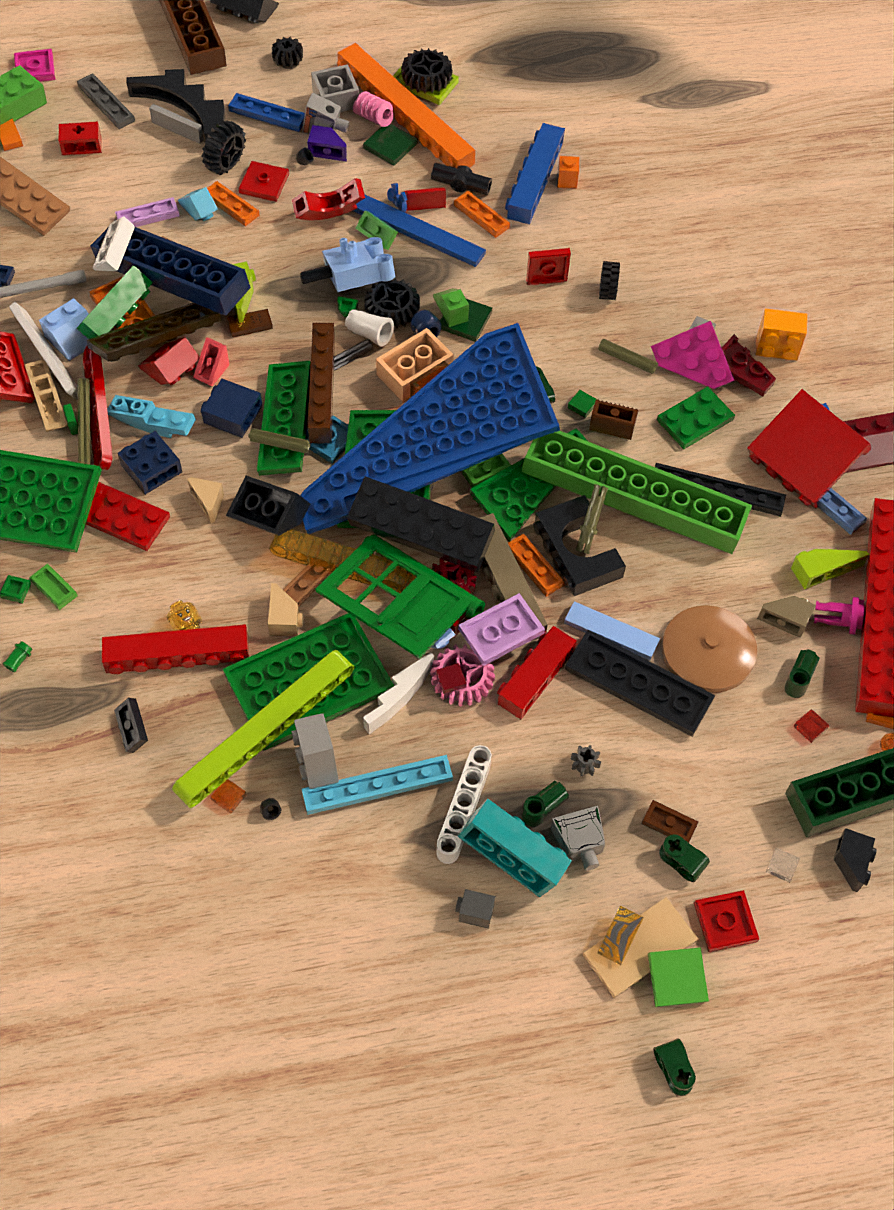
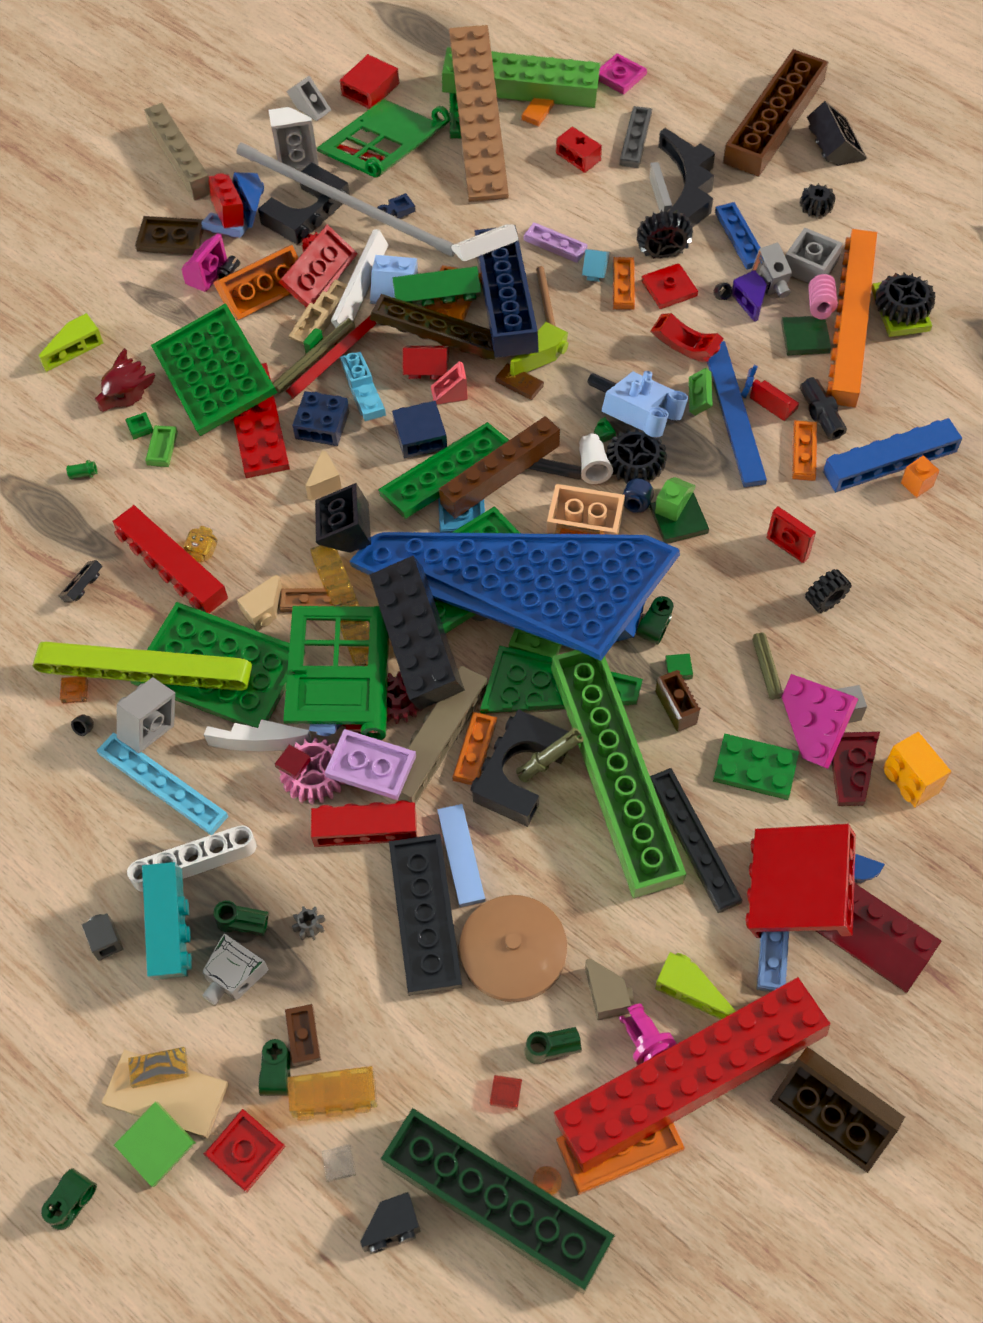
camera: 55 degrees right, 0 degrees up
(279, 440) = (415, 481): olive axle -> none
(732, 831) = (332, 1093): none -> clear yellow brick

